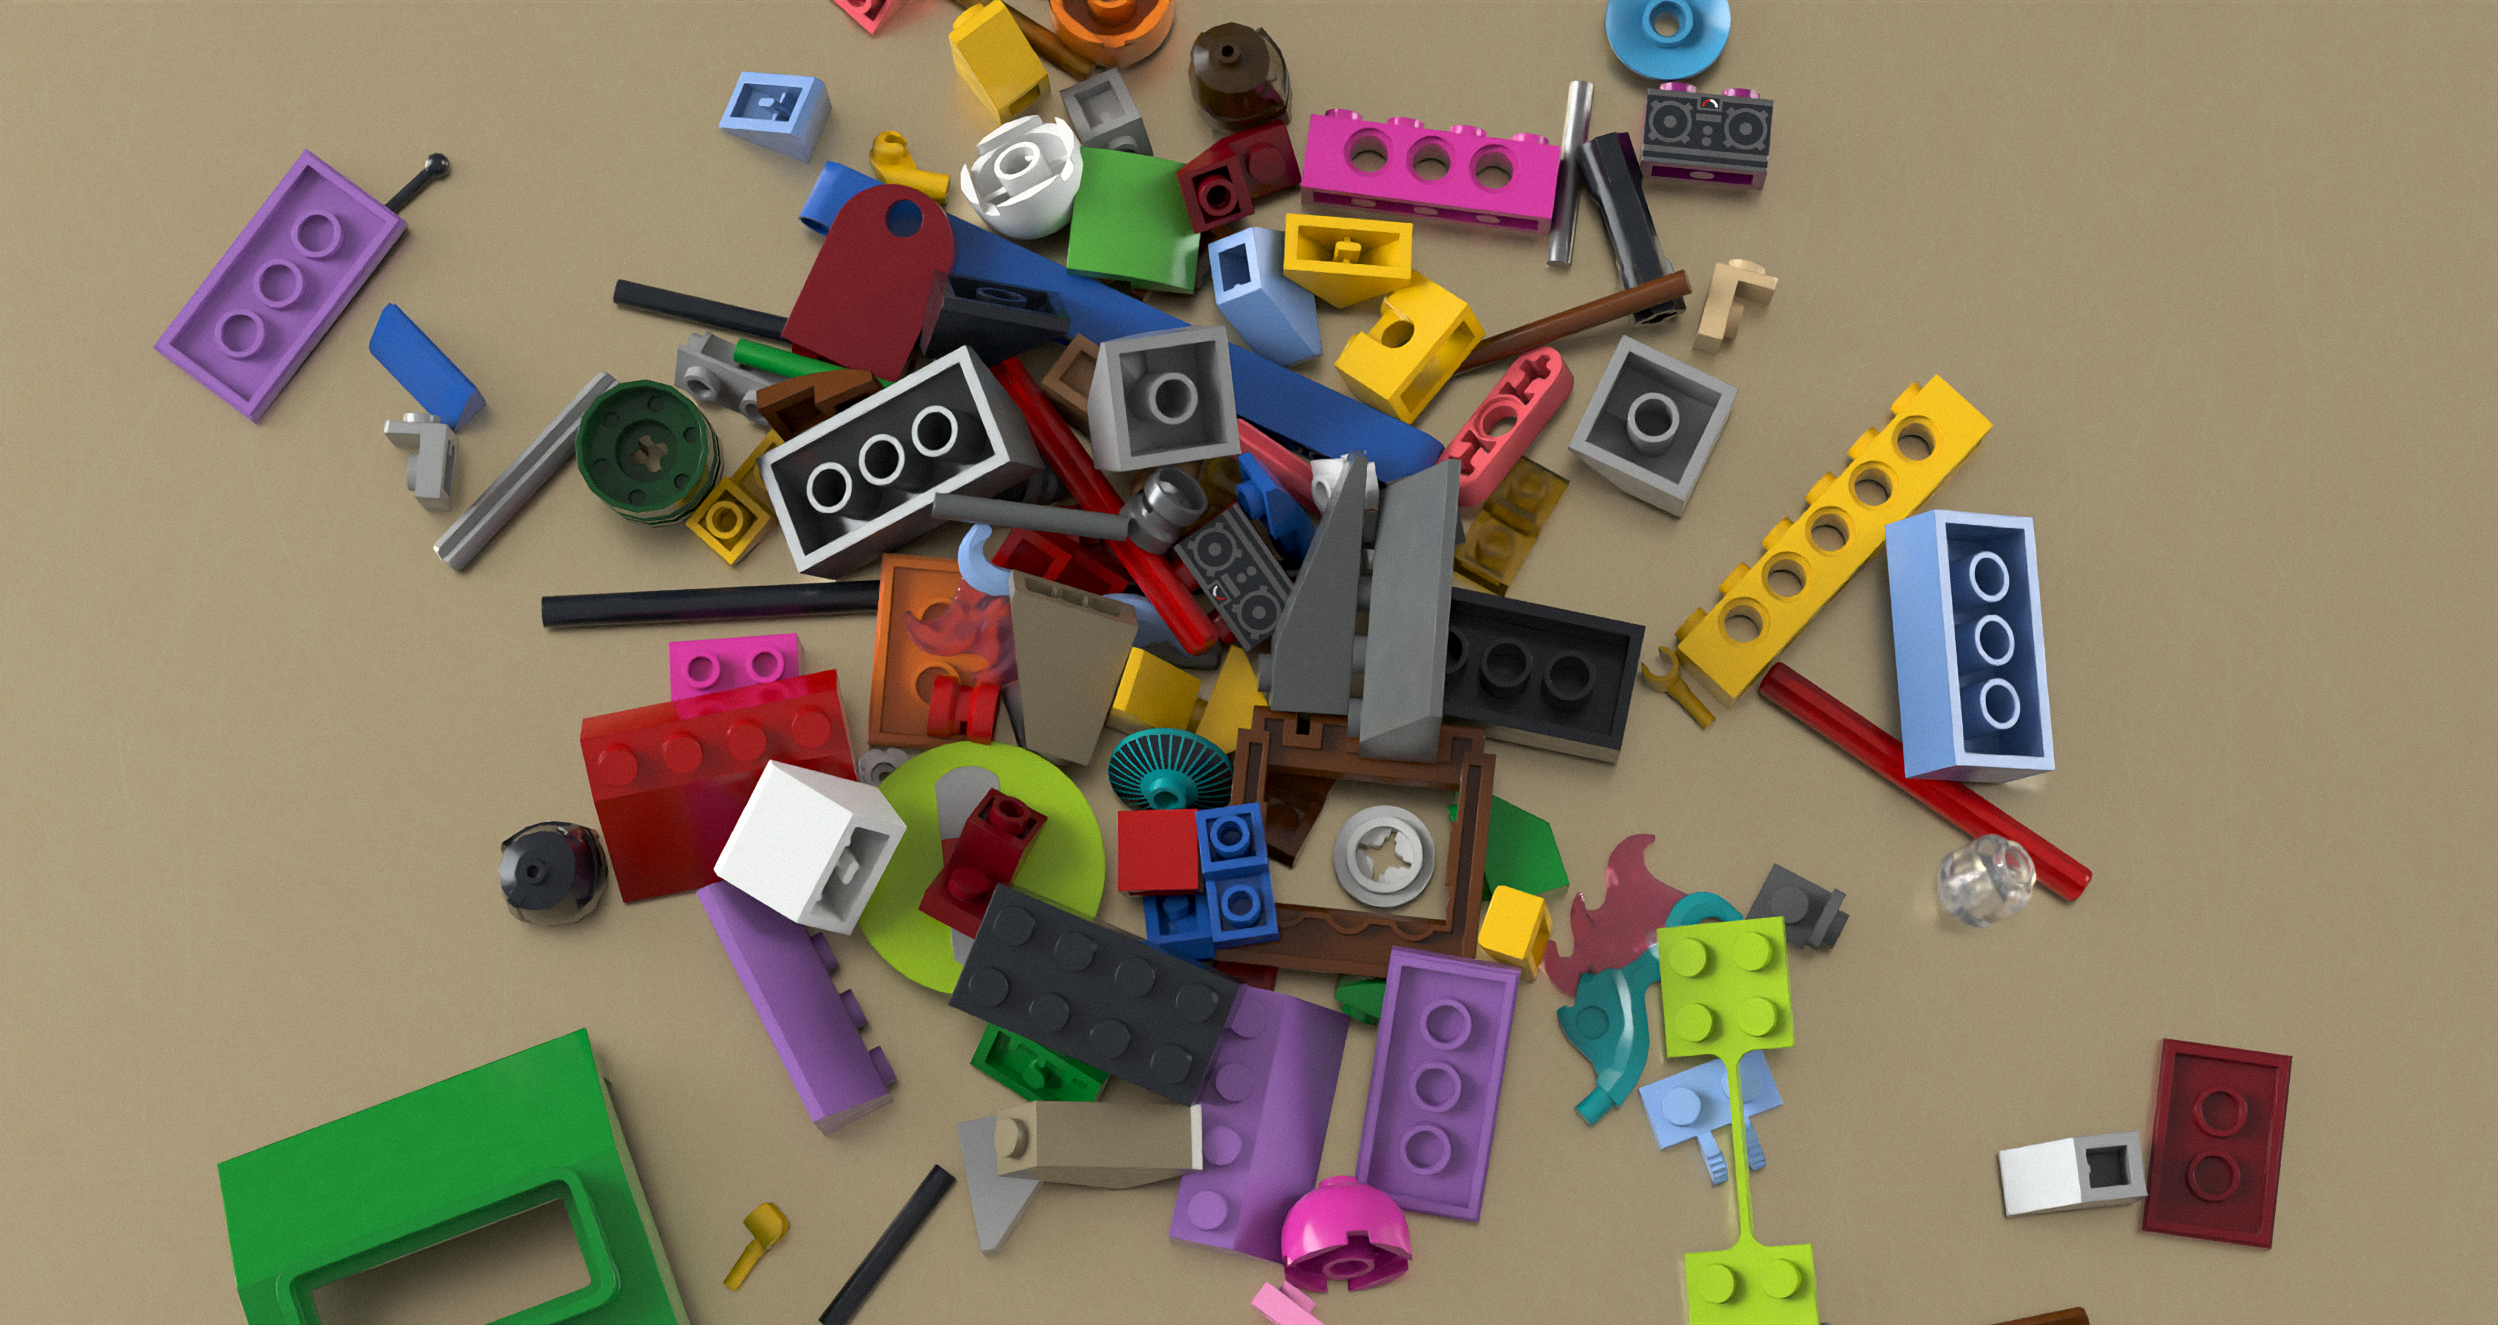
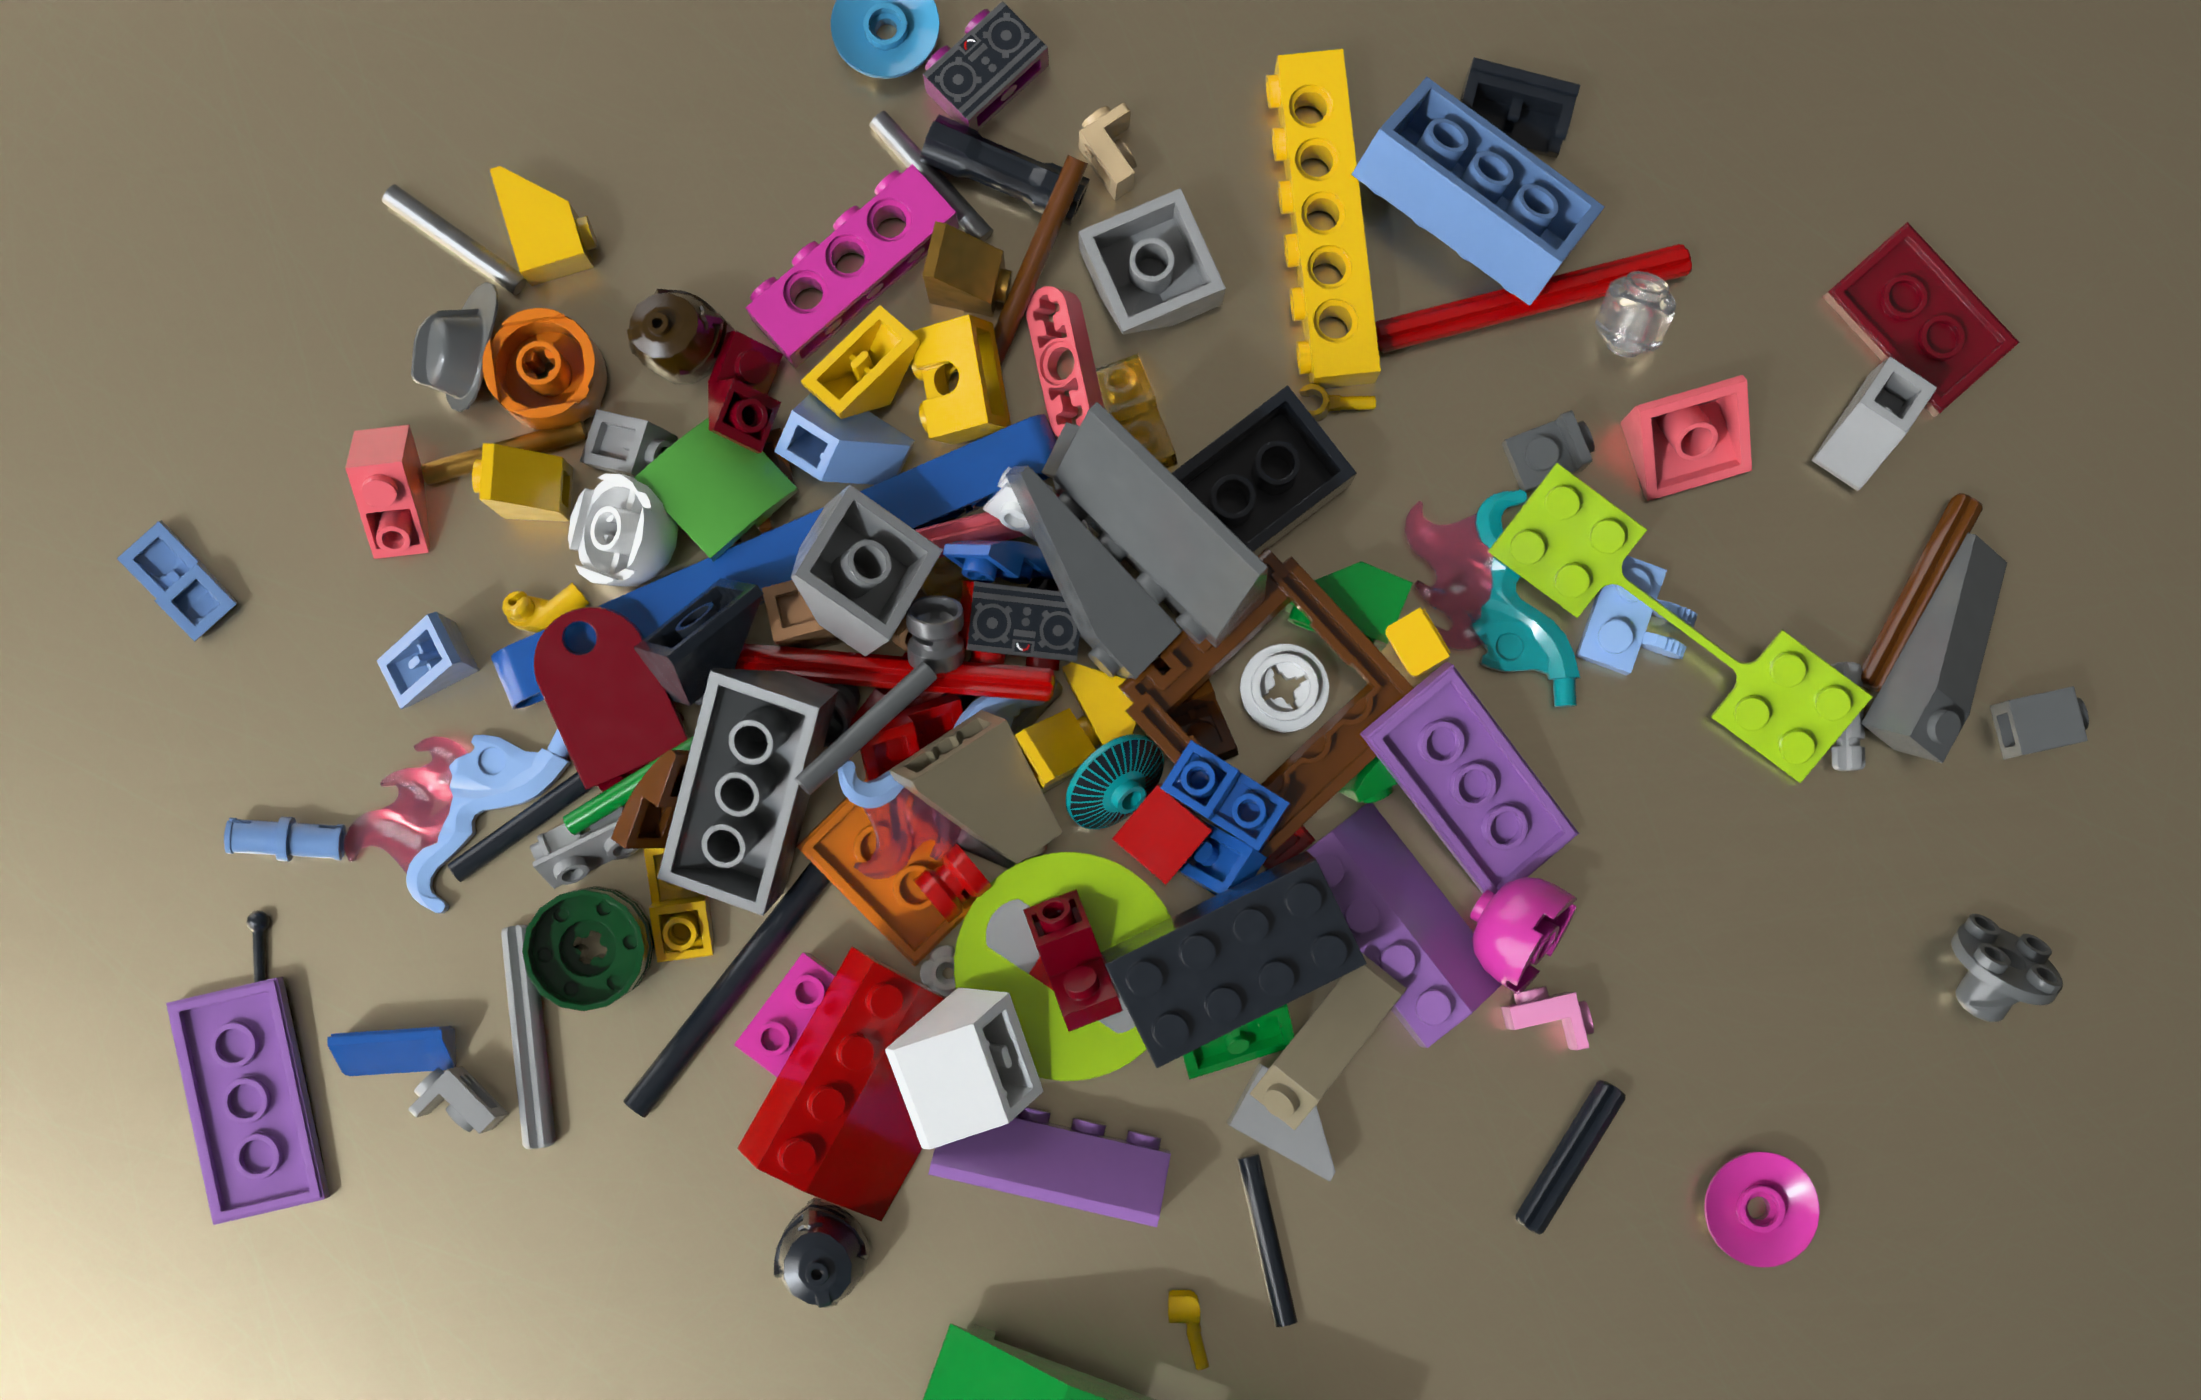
camera: 55 degrees left, 5 degrees up
(526, 127) = (284, 838): none -> medium blue pin
(670, 229) = (444, 798): none -> piece
(1506, 270) = (965, 272): none -> pearl gold slope
(1919, 1025) = (1690, 438): none -> coral slope
(2086, 623) = (1521, 104): none -> black hinge

